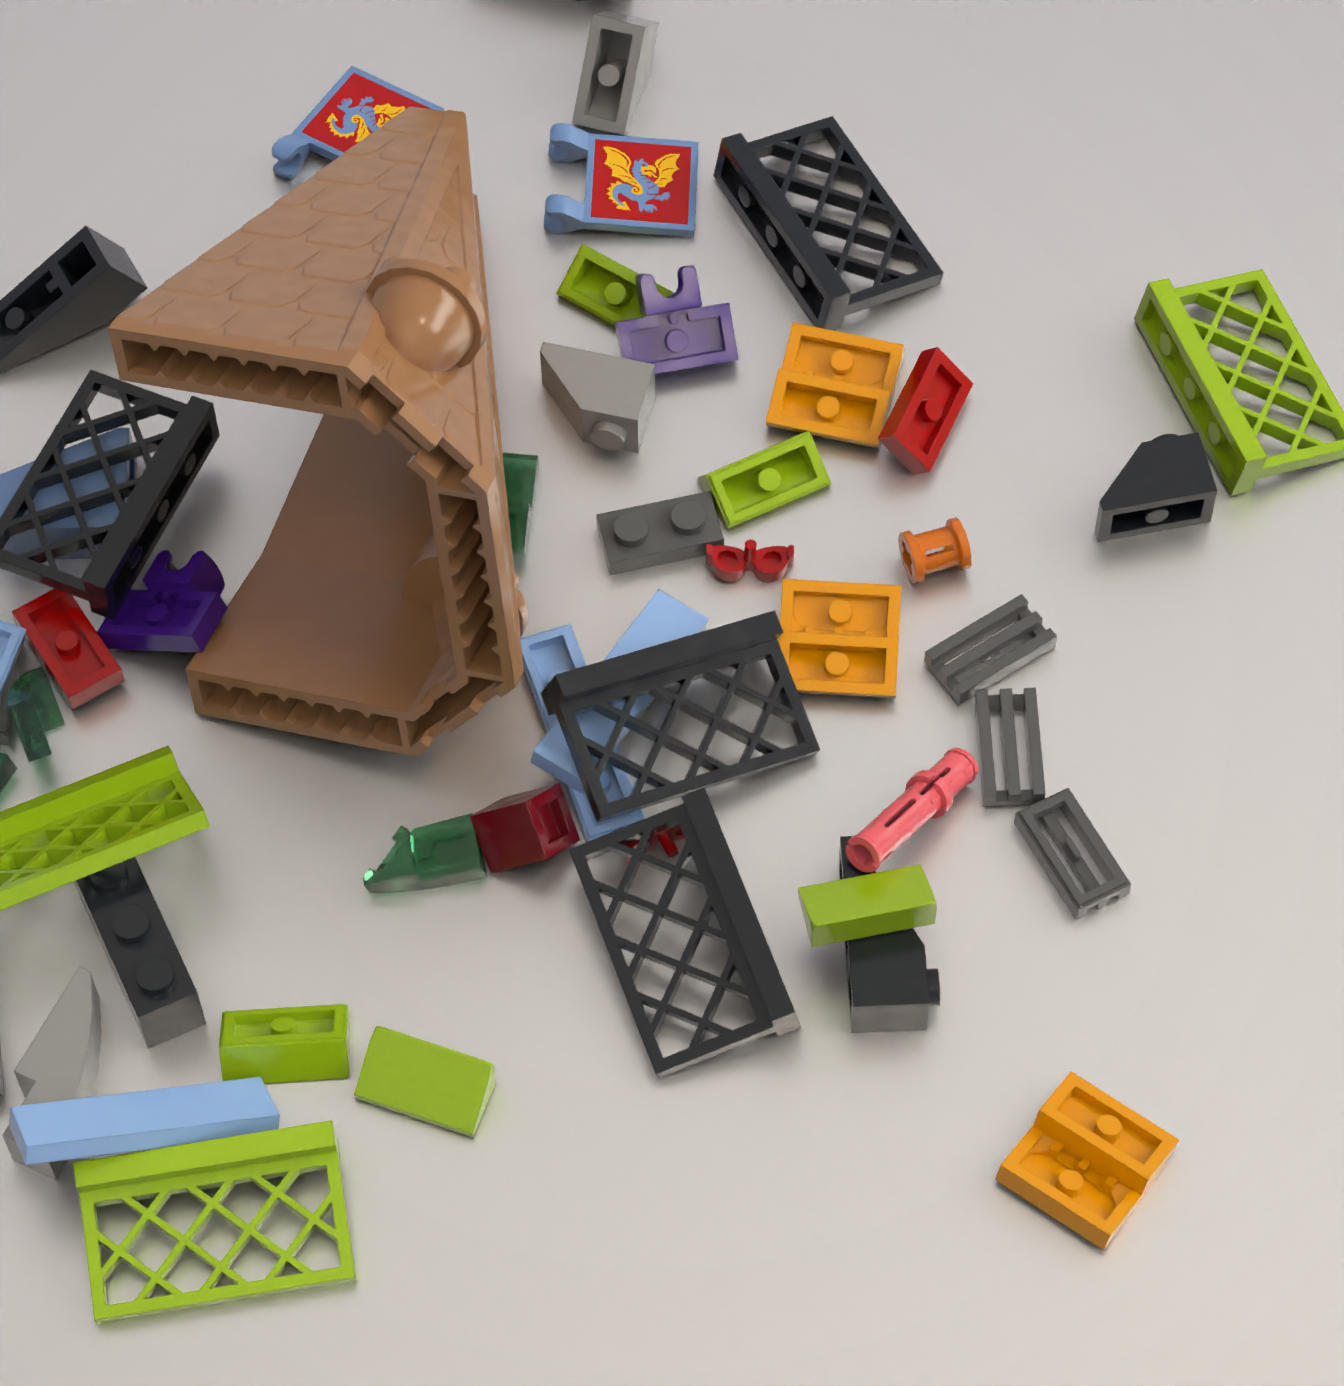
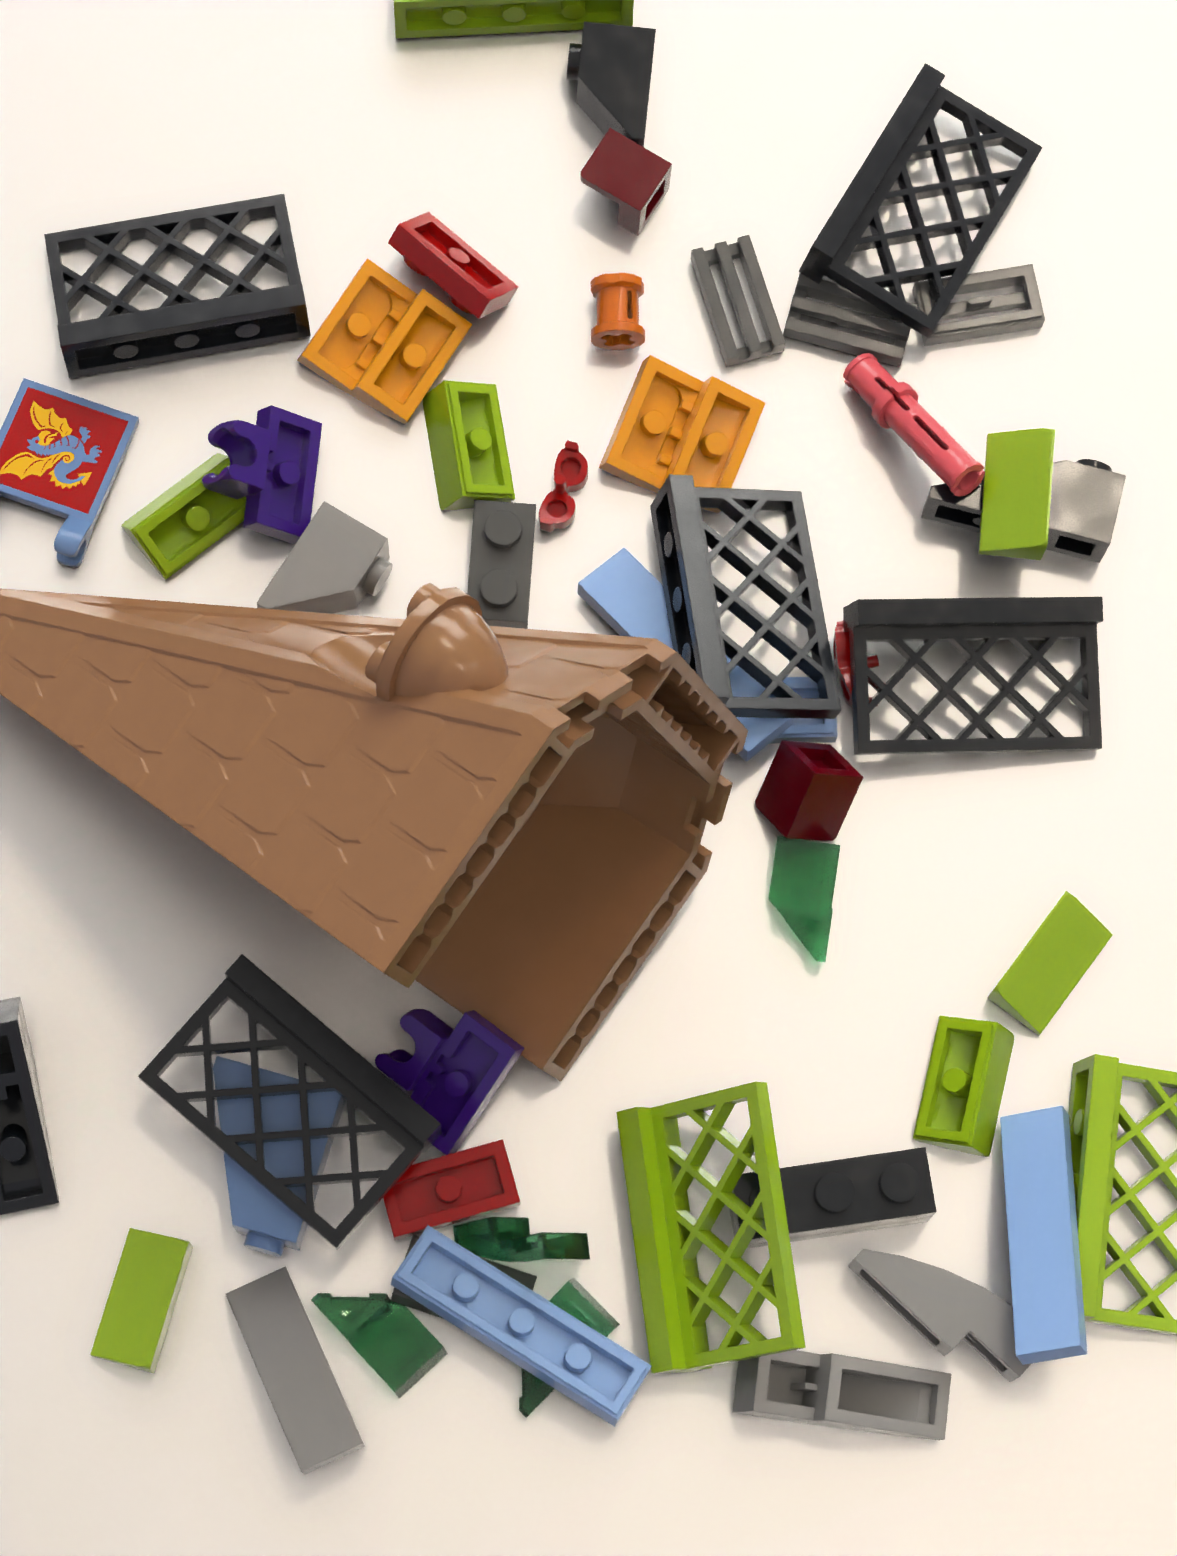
camera: 80 degrees left, 15 degrees up
(1063, 519) = (628, 177): none -> dark red panel
(1159, 715) = (872, 189): none -> black fence

